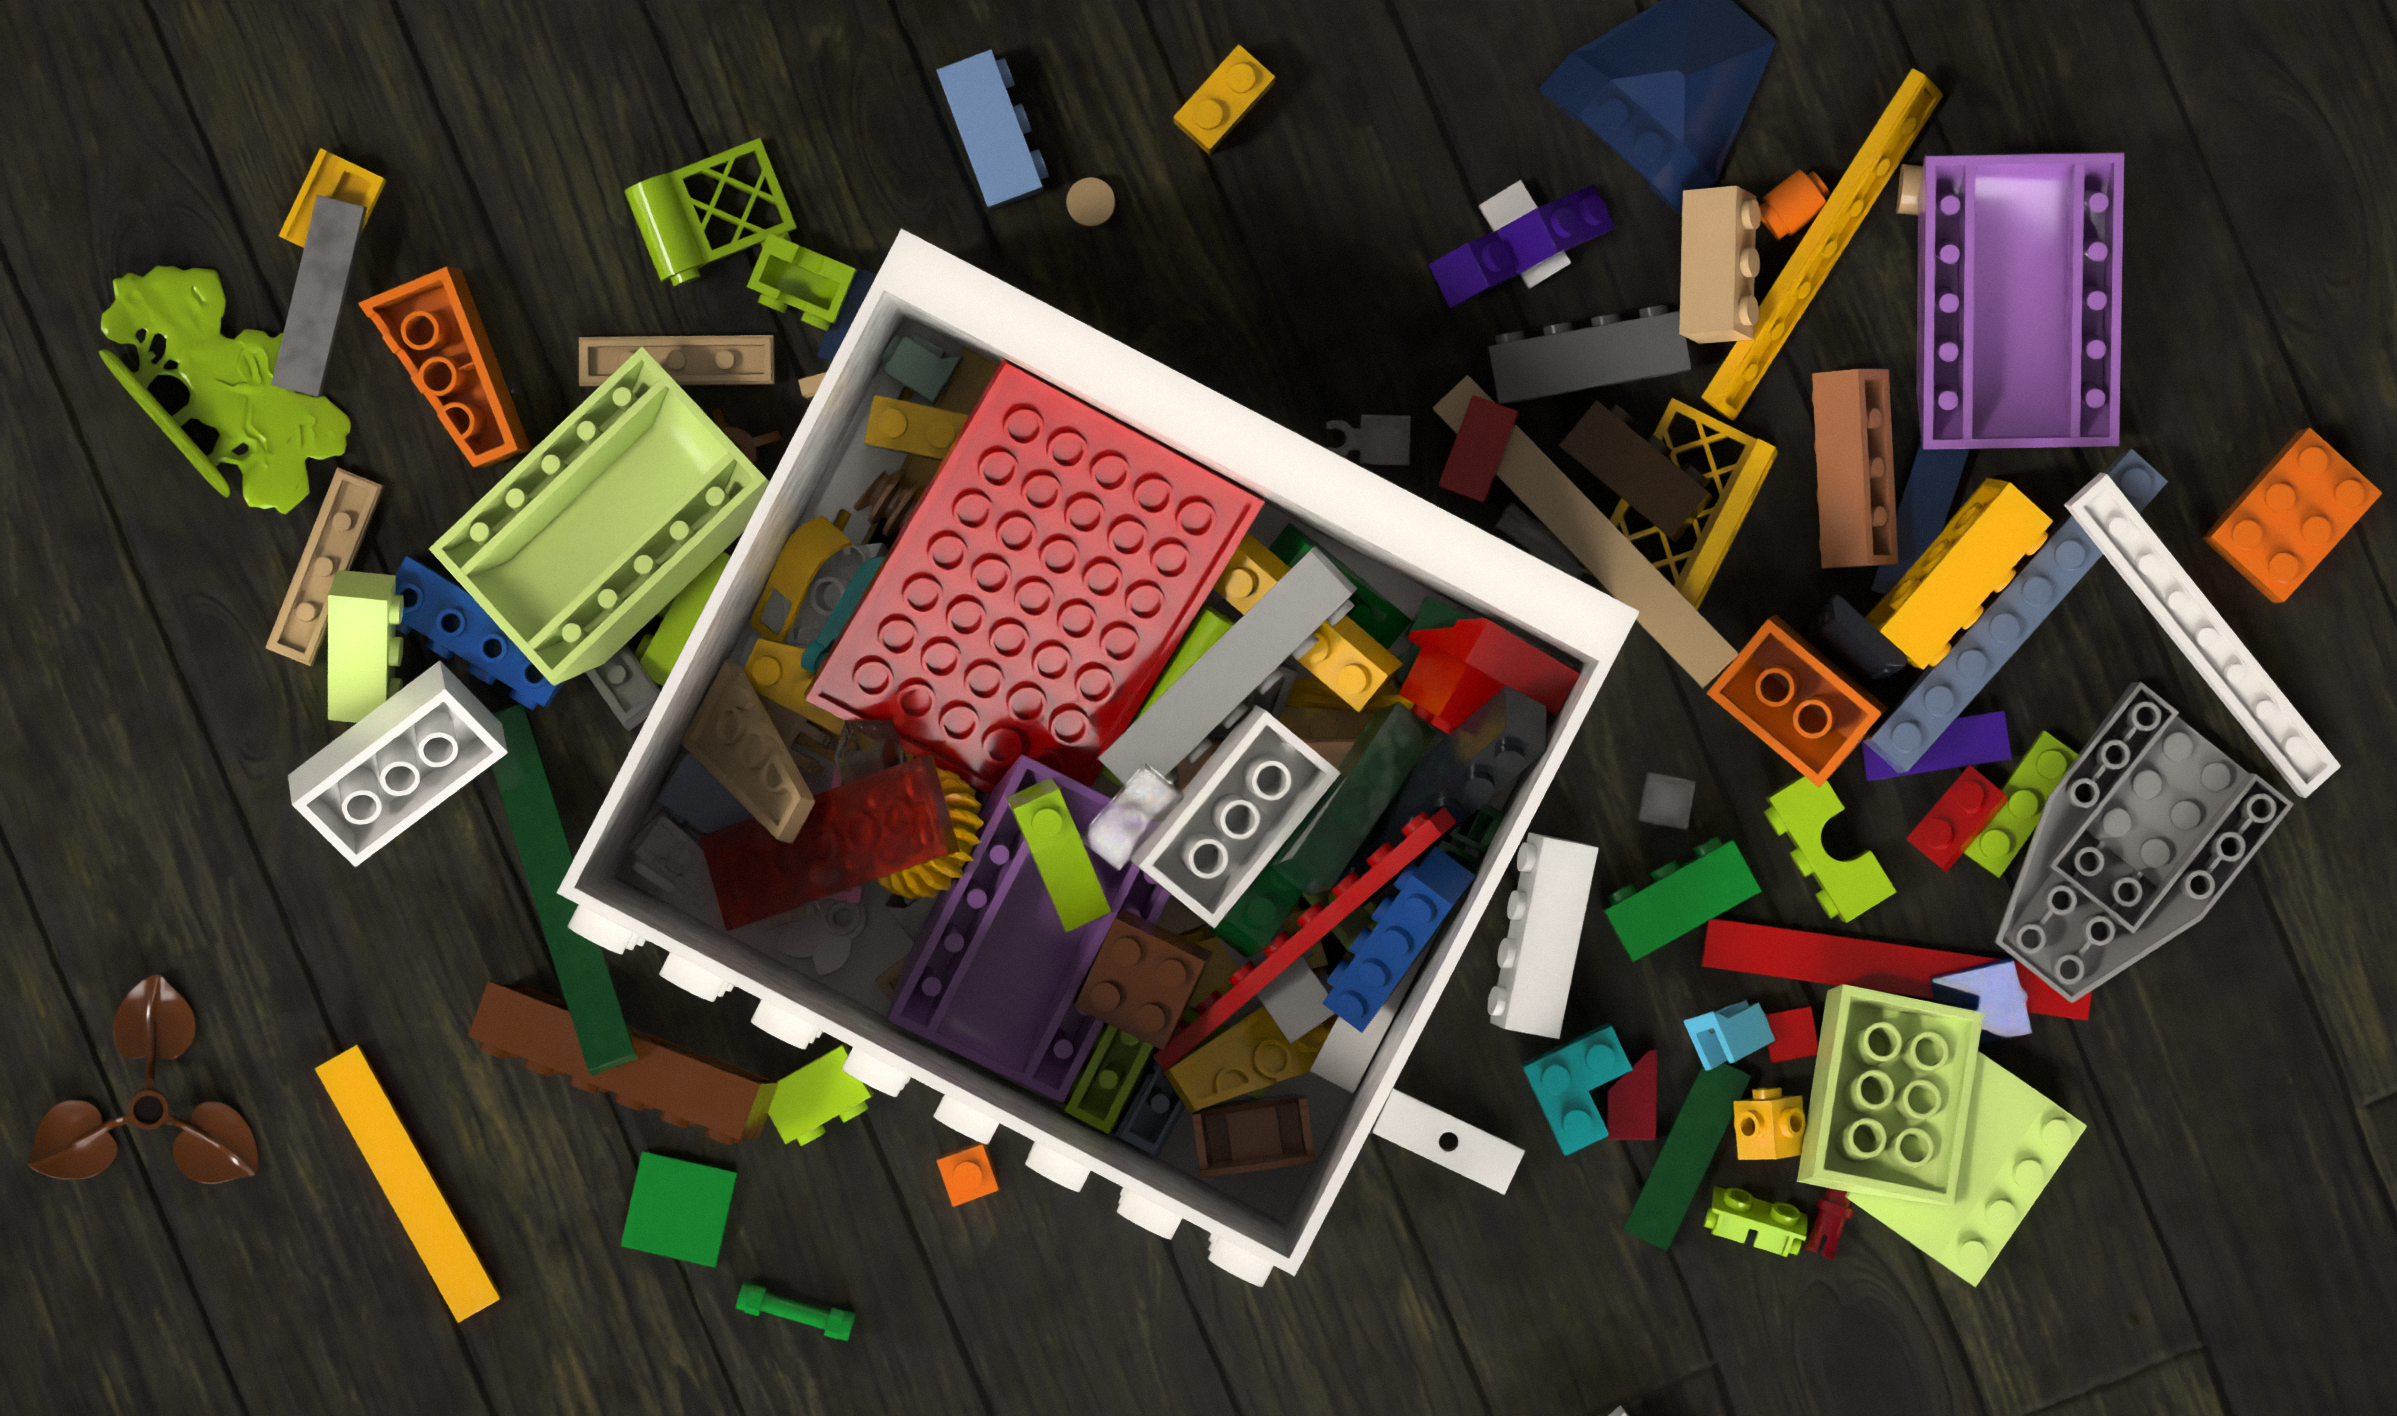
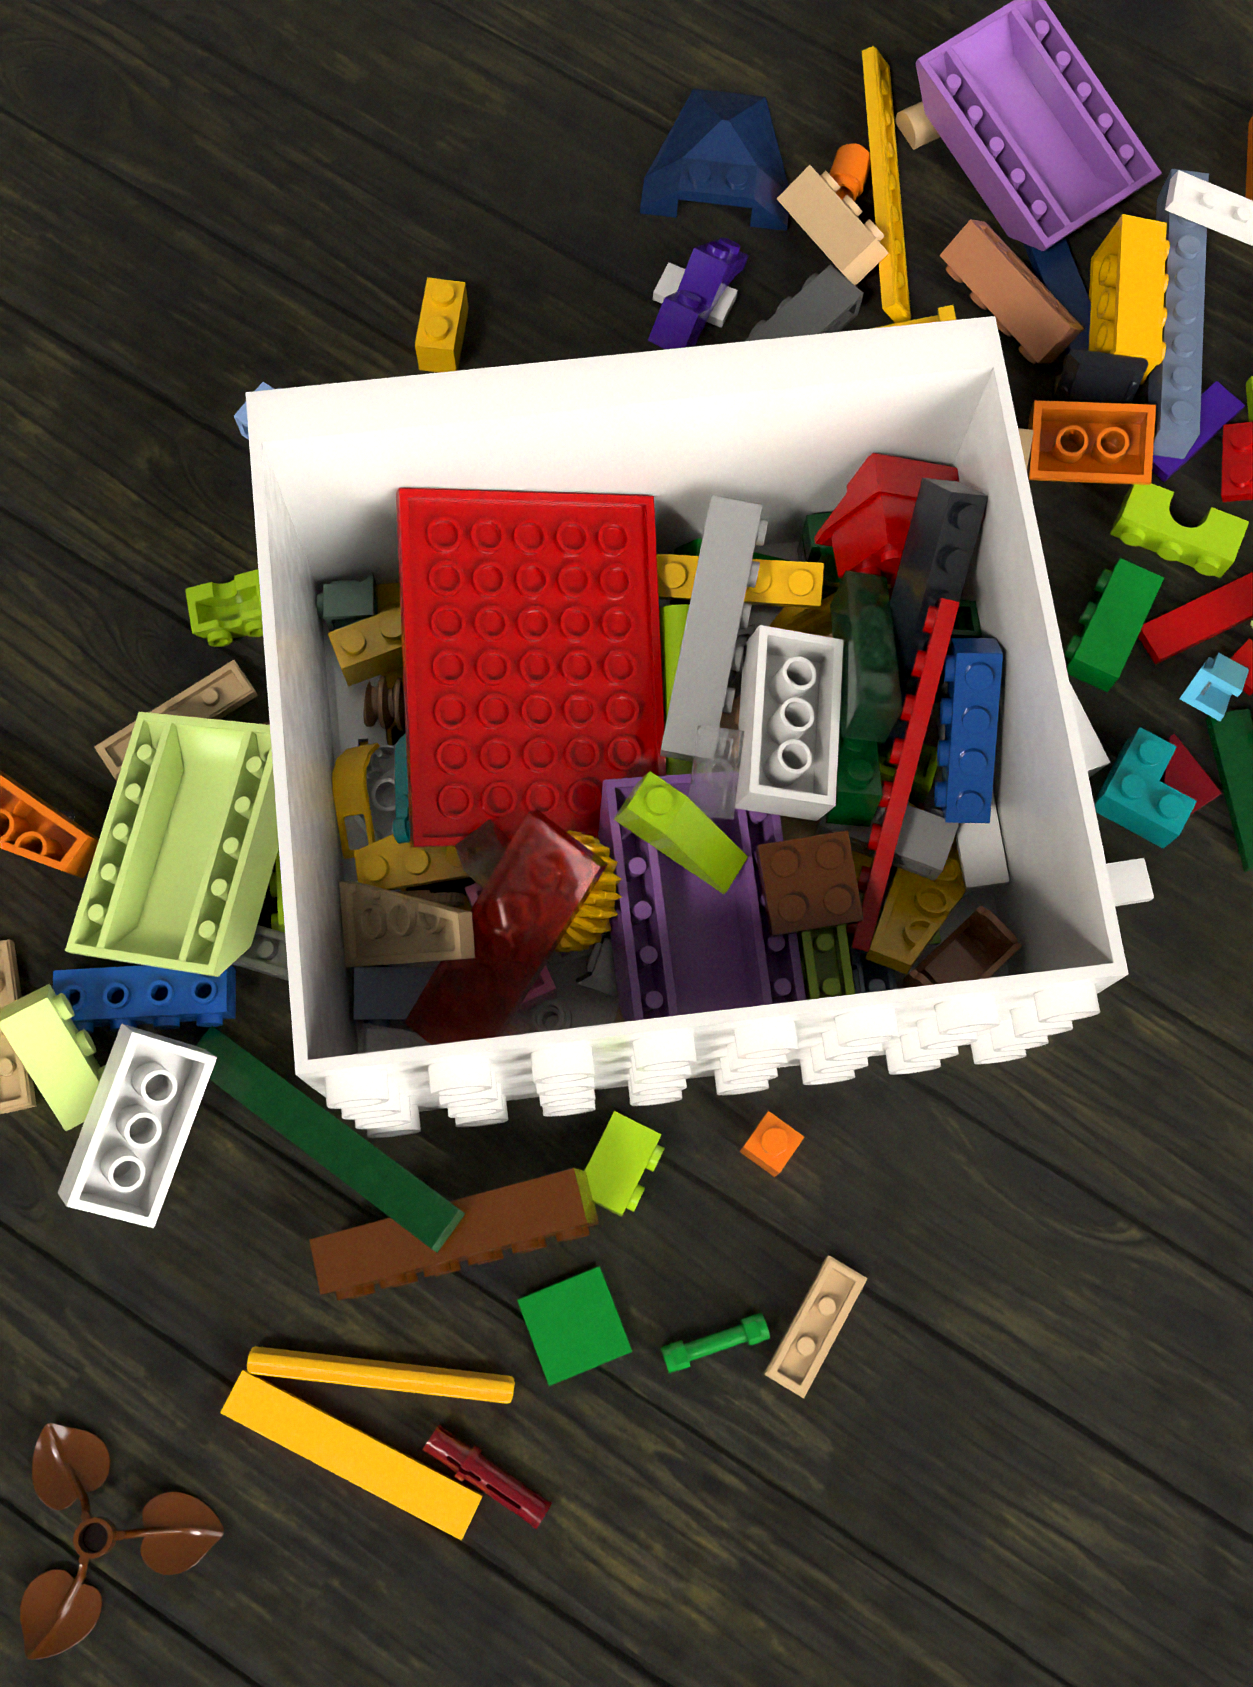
camera: 35 degrees left, 15 degrees down
(477, 1132) = (381, 1374): none -> yellow axle
(515, 1285) = (487, 1476): none -> dark red pin
(673, 227) = (111, 627): lime piece -> none
(897, 1358) = (815, 1326): none -> tan tile
(1666, 800) = (1060, 571): clear plate -> none

